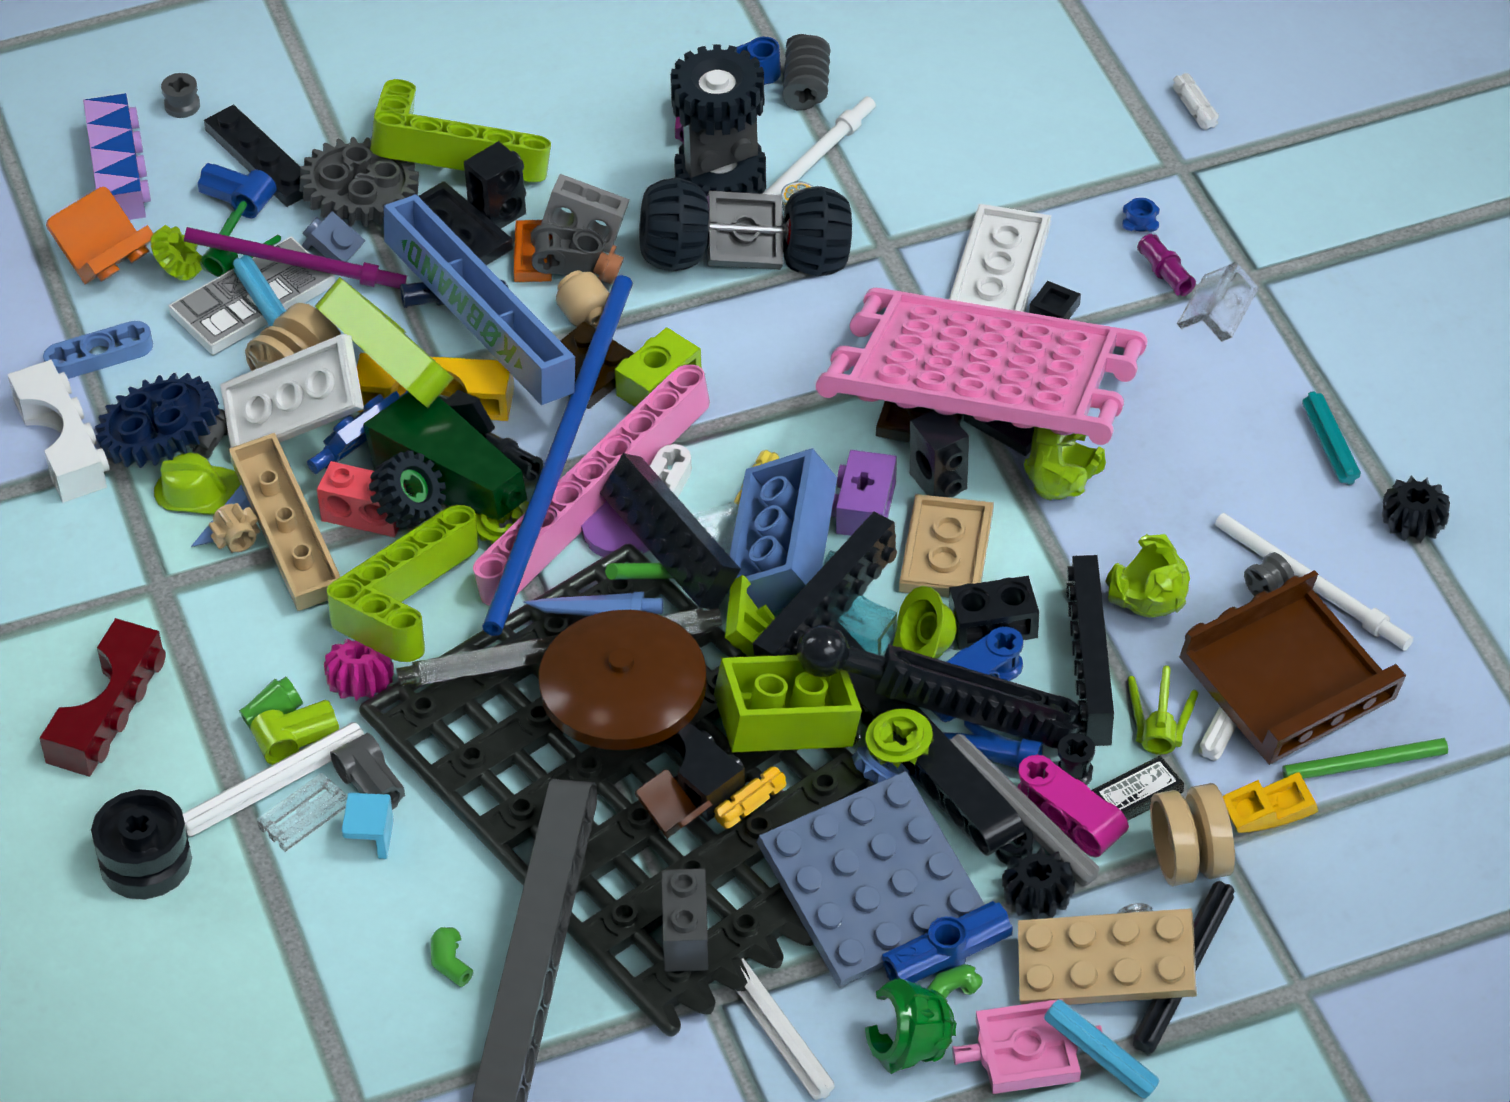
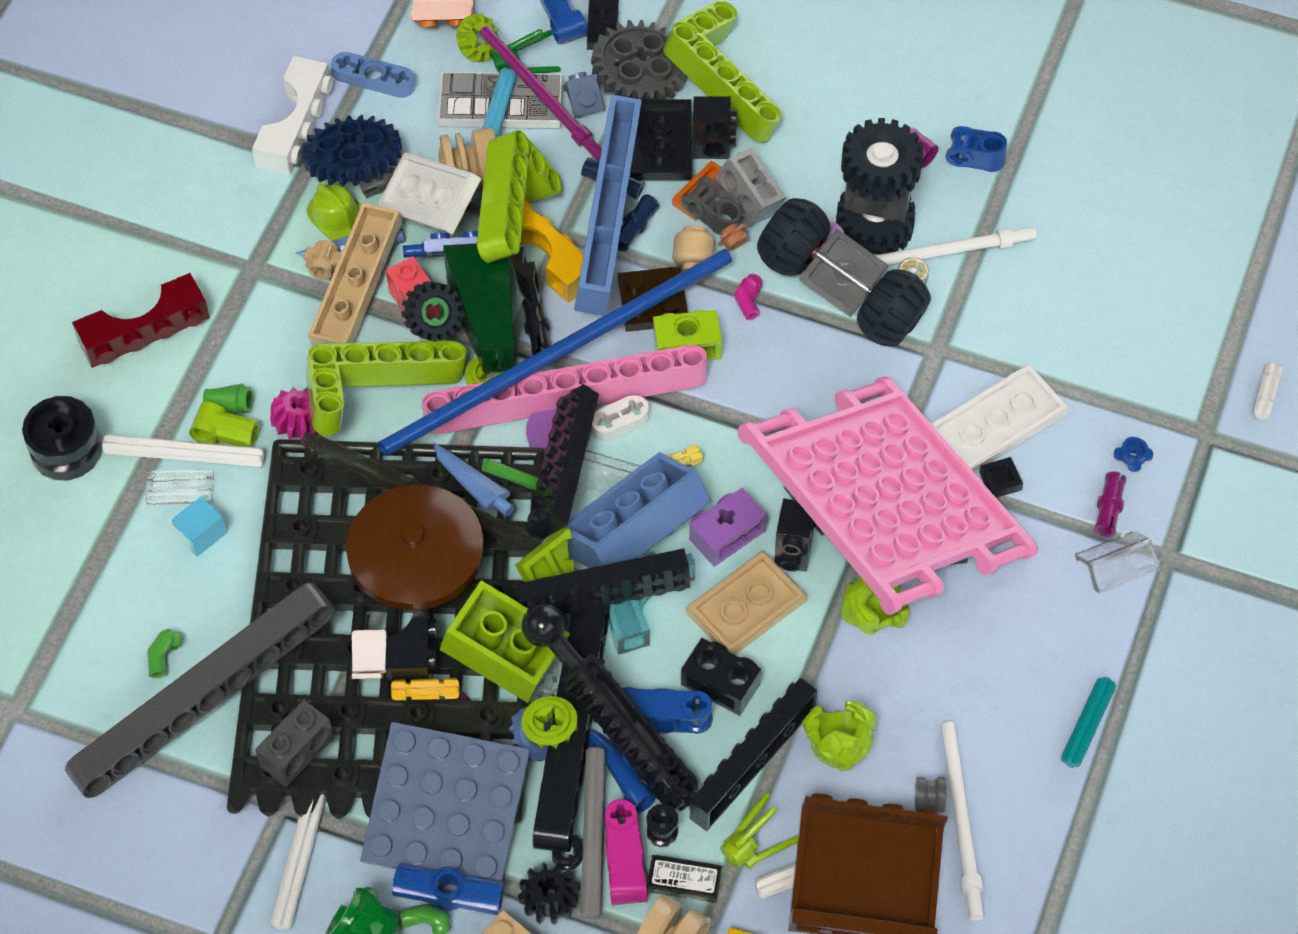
camera: 40 degrees right, 10 degrees up
(365, 767) = (237, 482): dark grey piece -> none
(670, 309) = (746, 294): none -> dark pink arm
(806, 71) = (1010, 179): dark grey piece -> none
(925, 623) = (658, 658): lime piece -> none
(1415, 509) = (1099, 819): black gear -> none

